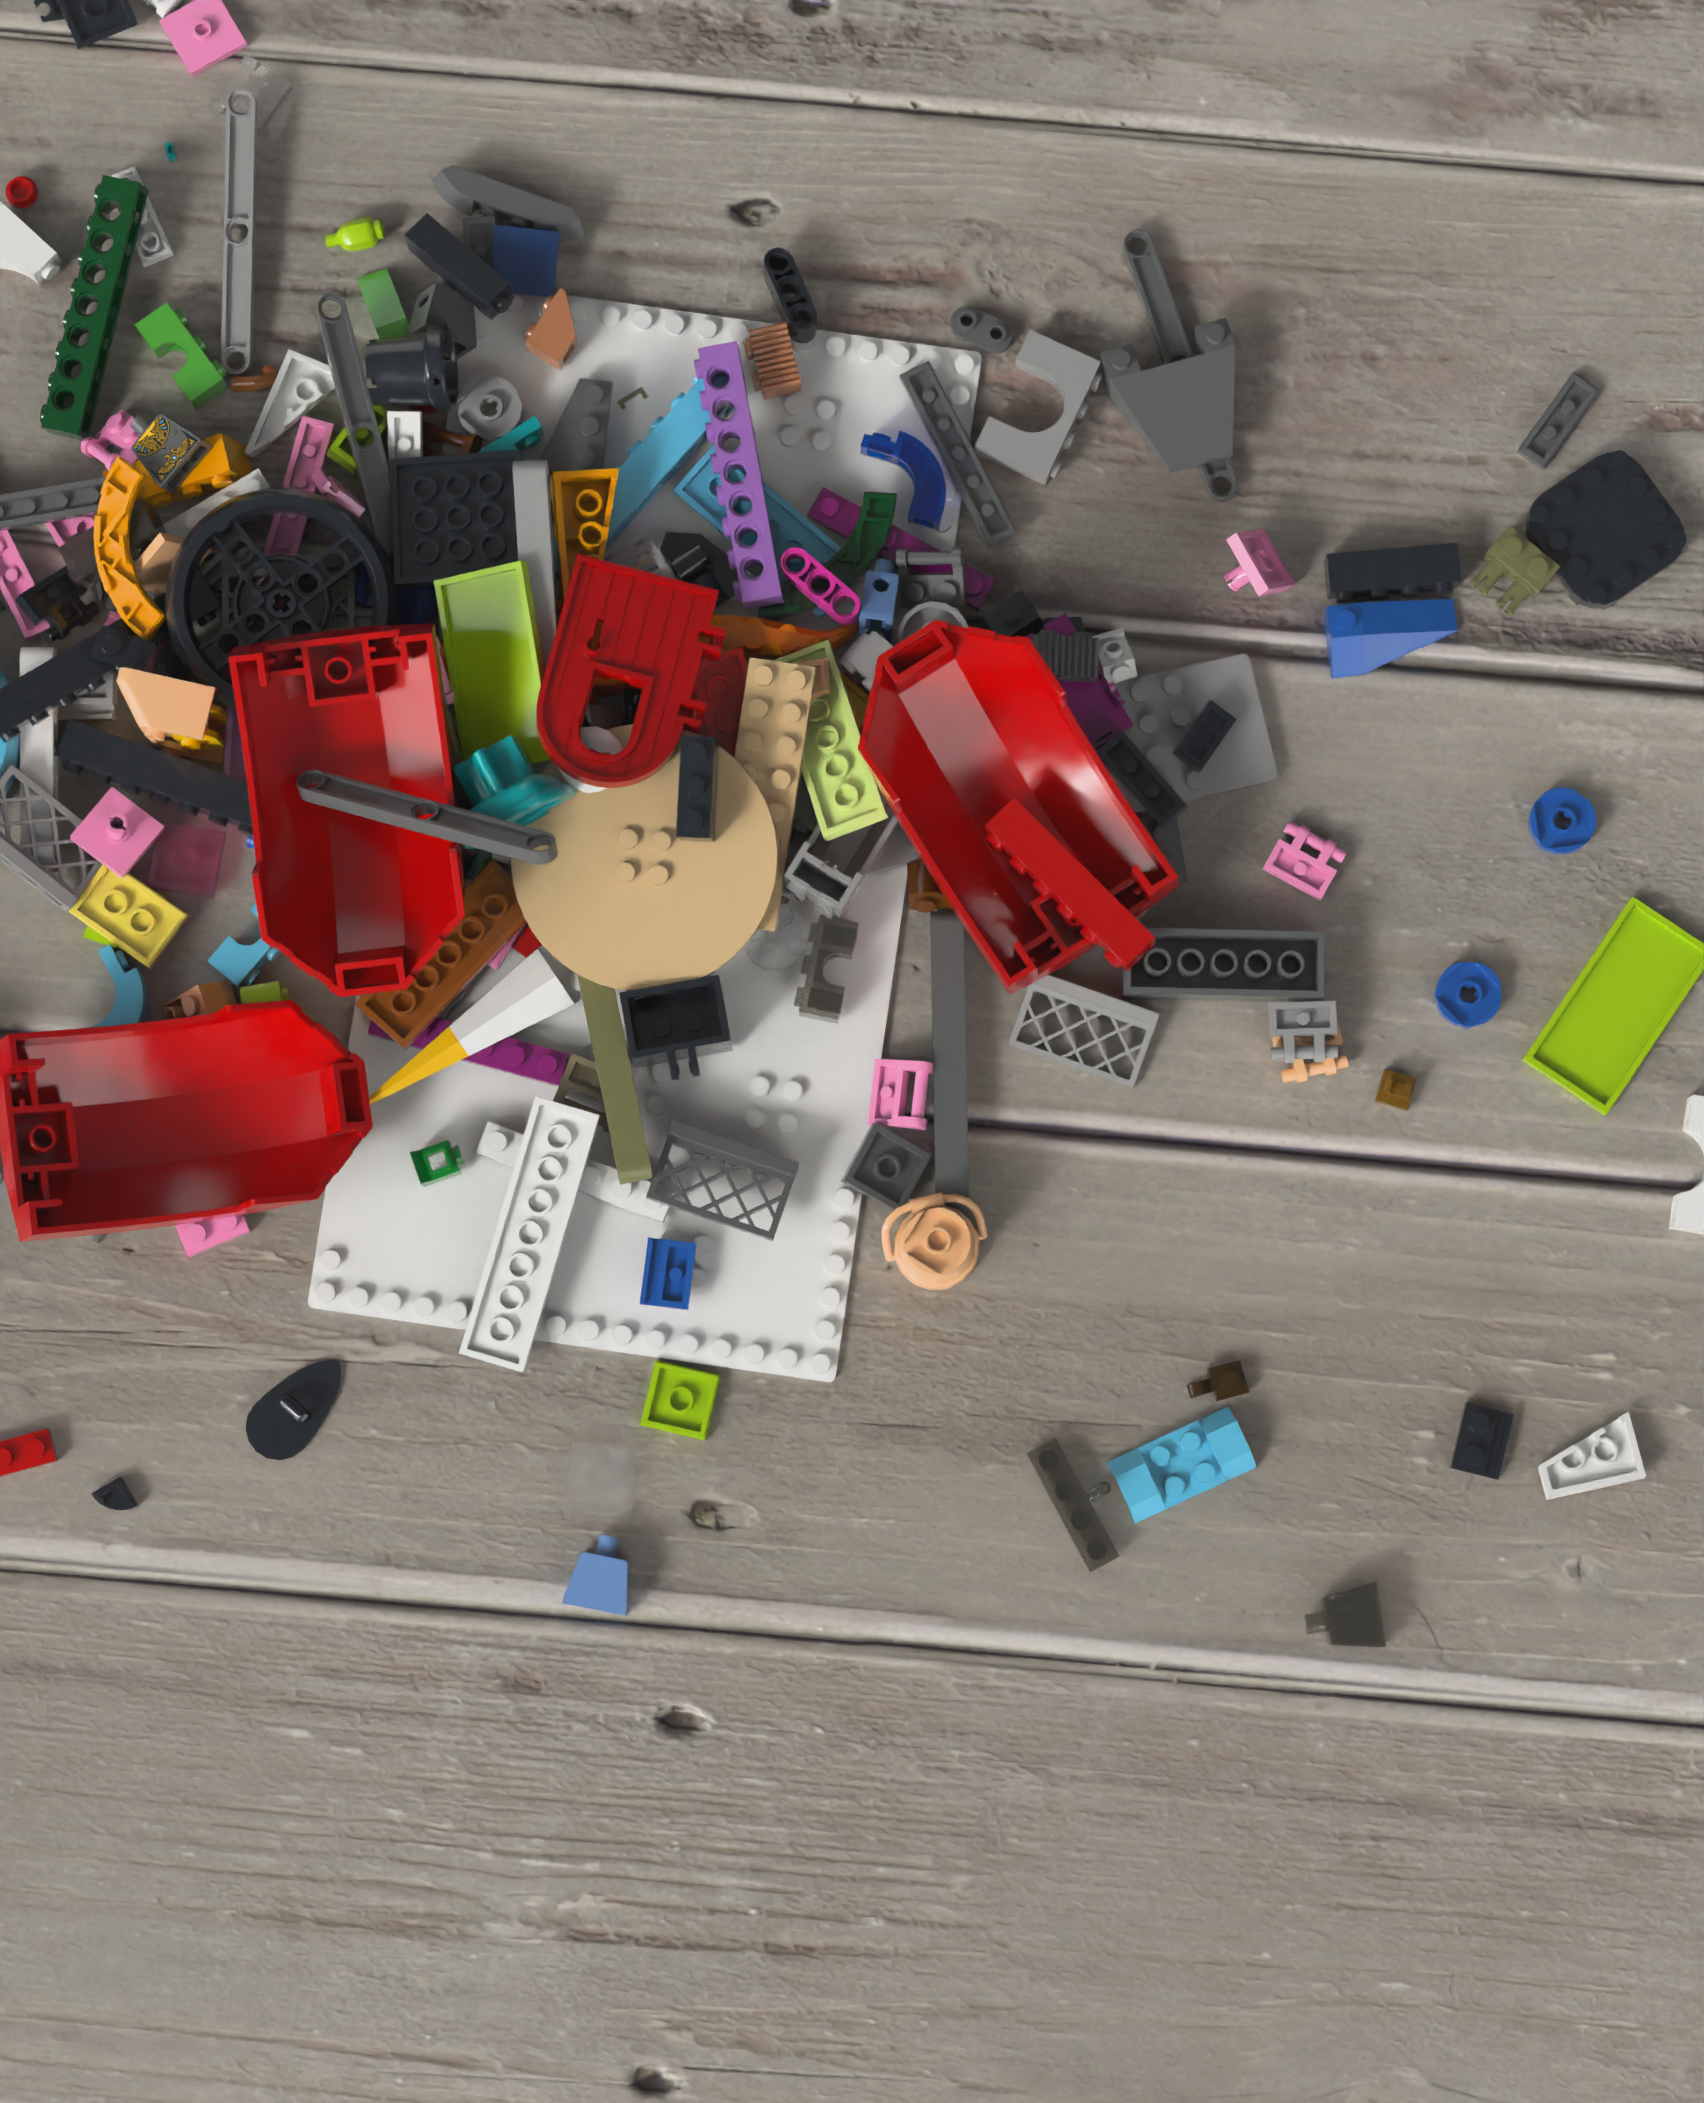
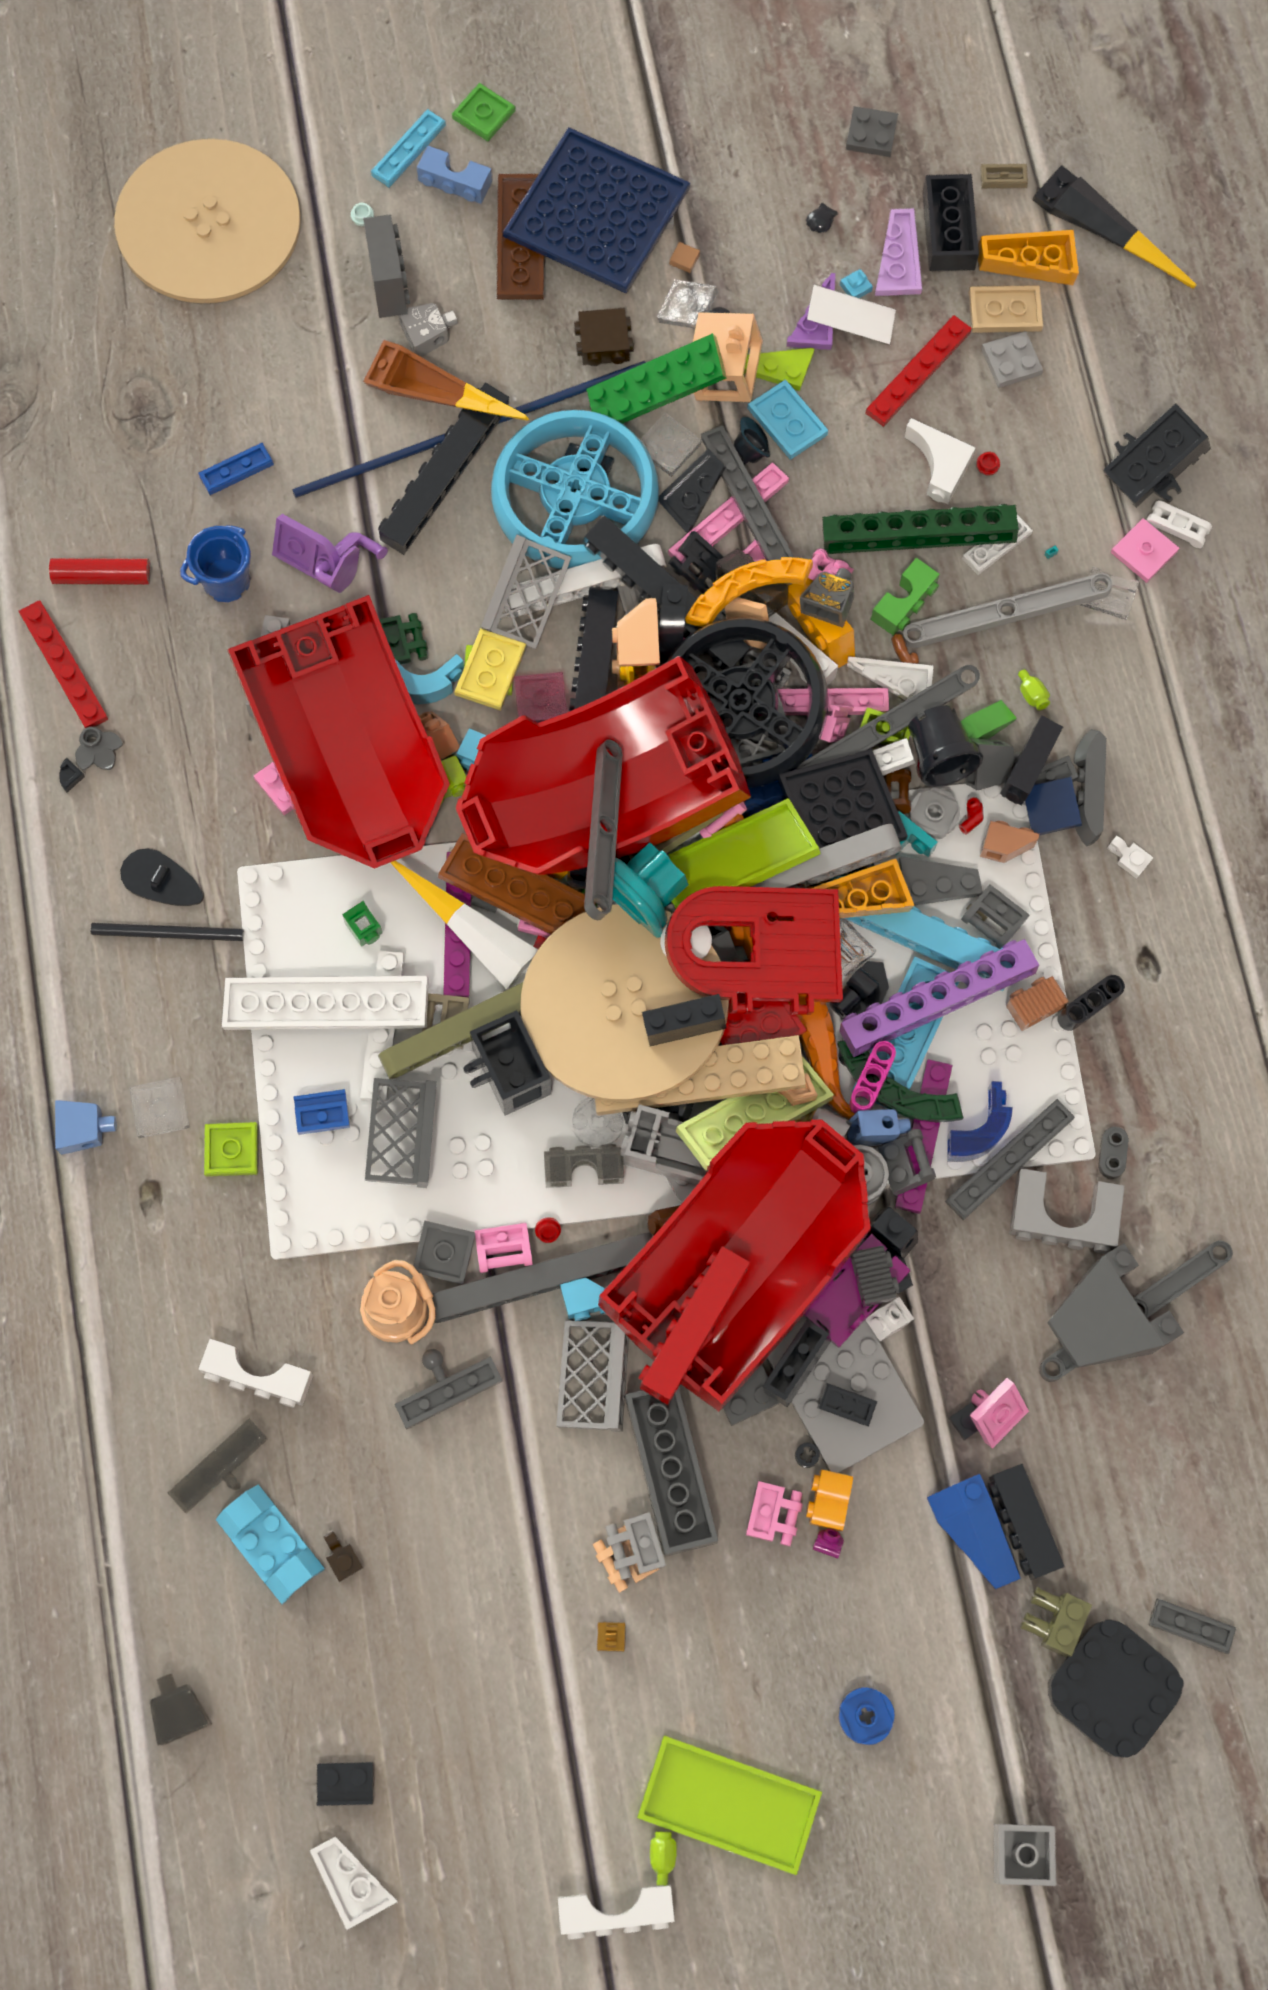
camera: 70 degrees right, 10 degrees down
(37, 1020) = (395, 635): none -> dark green plate
(94, 1448) = (98, 752): none -> dark grey plate
(117, 832) = (545, 643): bright pink tile -> none
(370, 1416) = (162, 931): none -> black piece
(507, 360) = (974, 814): none -> red arm
(614, 185) = (1132, 859): none -> white plate
(642, 367) = (998, 909): none -> dark grey plate
(892, 1035) = (547, 1230): none -> red plate
(949, 1468) = (223, 1363): none -> white arch
(988, 1014) = (581, 1298): none -> medium azure slope
(1056, 1206) = (448, 1390): none -> dark grey plate
(1253, 794) = (814, 1459): none -> black bush
(1255, 607) = (963, 1421): none -> black plate
(1307, 790) = (830, 1500): none -> light orange brick
(1355, 806) = (829, 1543): none -> magenta plate
(1466, 1013) = (688, 1679): blue plate -> none
(1655, 1096) = (663, 1855): none -> lime plant

